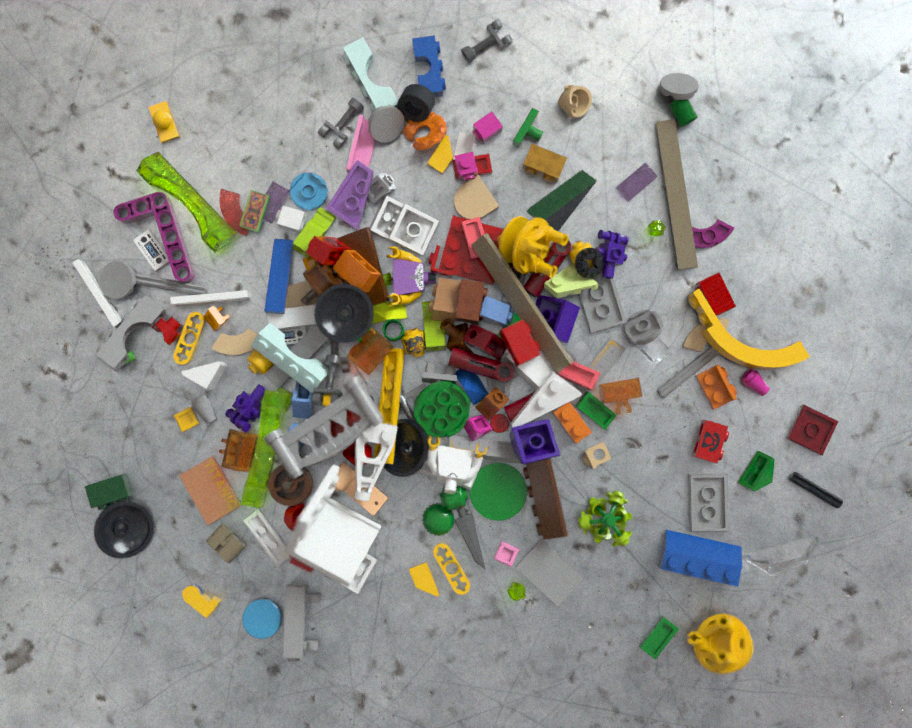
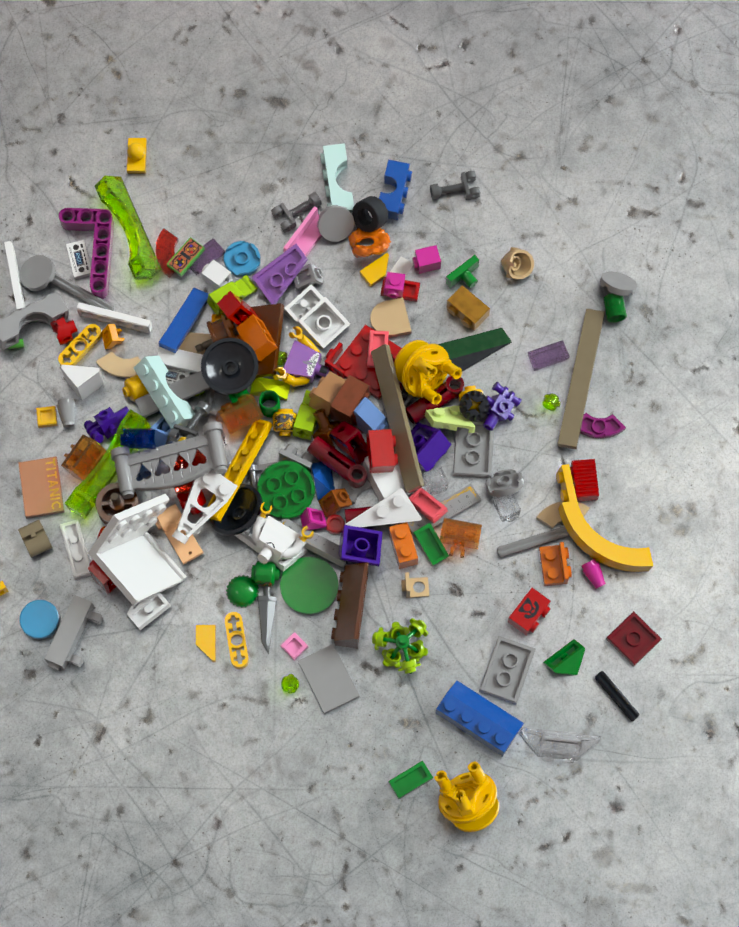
camera: 25 degrees right, 15 degrees down
(285, 417) = (138, 438): none -> clear blue hips

